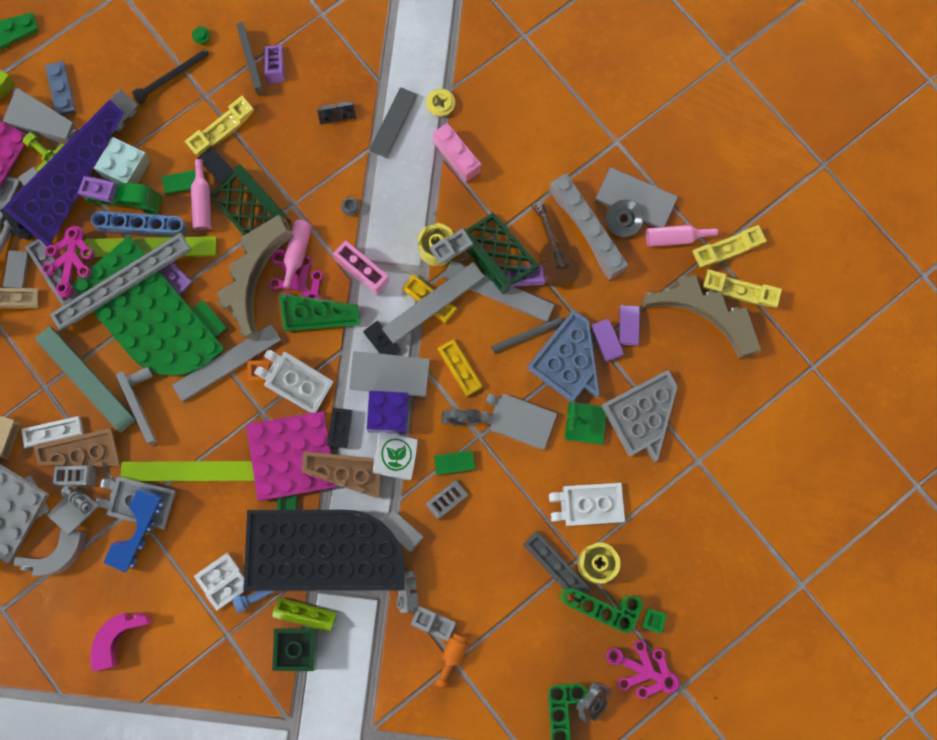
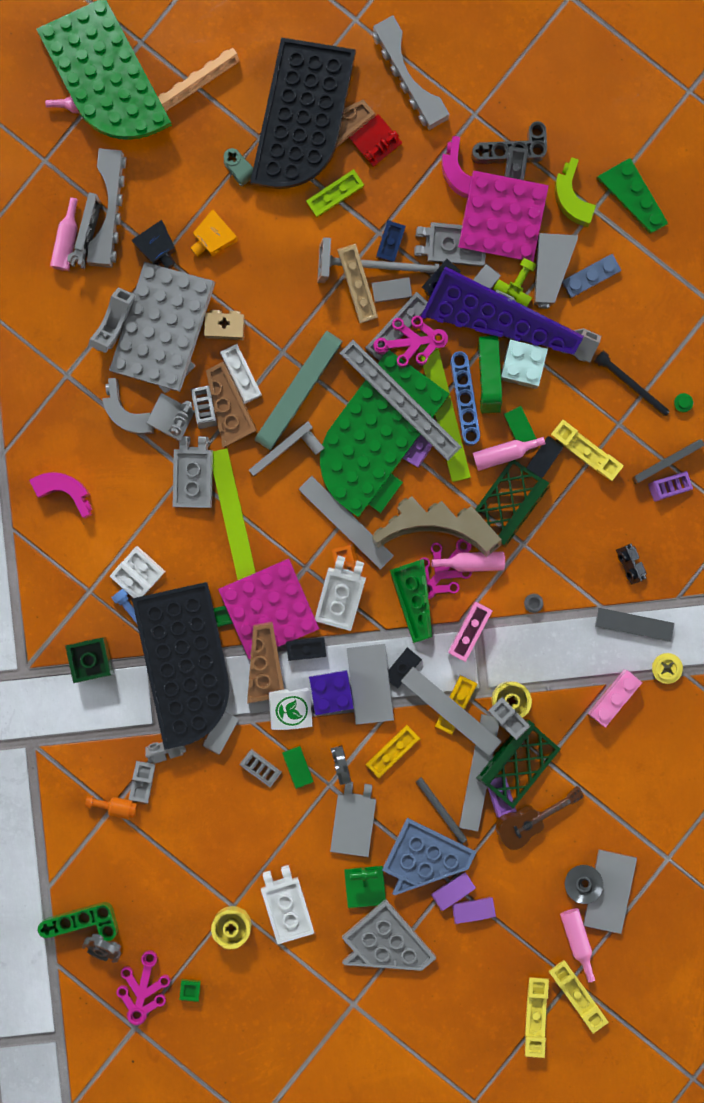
camera: 80 degrees right, 10 degrees up
(98, 189) = (488, 352): medium lavender plate -> none
(144, 507) = (142, 476): blue arch -> none
(304, 614) = (123, 659): lime plate -> none
(555, 564) = (220, 887): dark grey tile -> none
(574, 205) = (550, 865): light grey arch -> none
(597, 608) = (190, 935): green beam -> none
(733, 324) = (497, 1016): dark tan arch -> none

